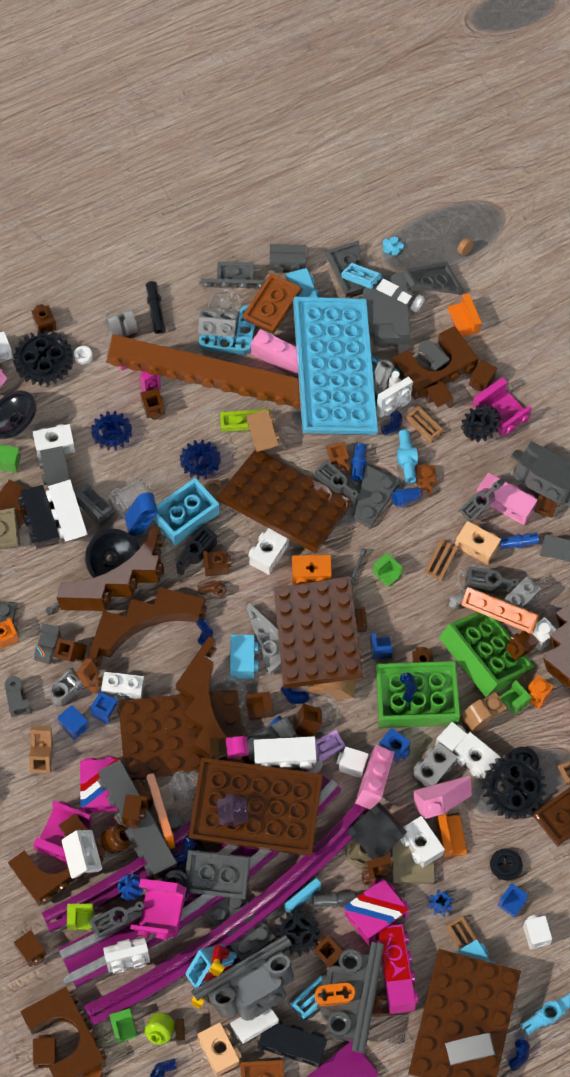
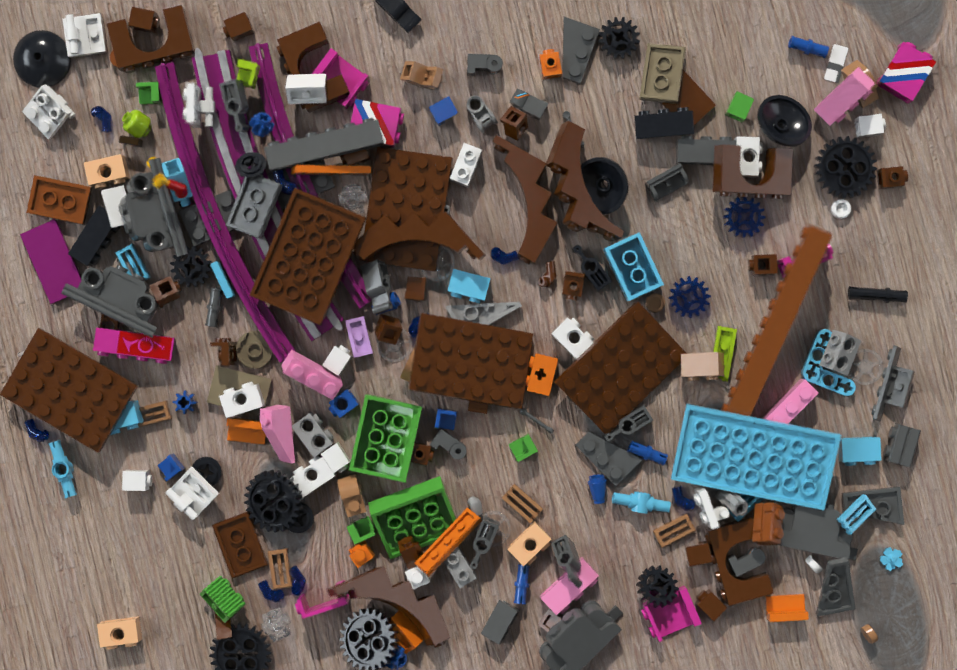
camera: 110 degrees right, 25 degrees up
(66, 510) = (661, 151): white brick -> none
(71, 411) = (729, 180): none -> reddish brown arch
(89, 675) = (483, 135): dark orange plate -> none
(103, 707) = (449, 142): blue panel -> none
(115, 839) = (318, 122): reddish brown head -> none
(122, 324) = (867, 248): light grey wheel -> none
(123, 498) = (665, 219): clear brick -> none
(134, 810) = (324, 141): reddish brown brick -> none
(141, 514) = (637, 222): blue beam -> none
(161, 909) = (230, 146): dark pink panel -> none
(229, 747) = (368, 245): leg -> none
(232, 810) = (302, 232): clear purple brick -> none
(272, 303) = (846, 413): dark orange plate -> none
(286, 752) = (352, 296): white brick -> none
(335, 999) = (113, 280): orange beam -> none
(338, 455) = (660, 434): dark orange plate -> none
(375, 910) = (190, 342): panel -> none
(377, 831) = (257, 361): black brick -> none
(393, 341) = (768, 524): none -> dark orange brick
(394, 291) = (828, 543): white sticker -> none
(406, 631) = (450, 443): none -> dark grey leg
(411, 686) = (389, 433): clear blue arm -> none
(426, 477) = (615, 514): dark orange plate -> none
(470, 1048) = (38, 386): light grey slope -> none
(532, 869) = (191, 493): none -> white plate

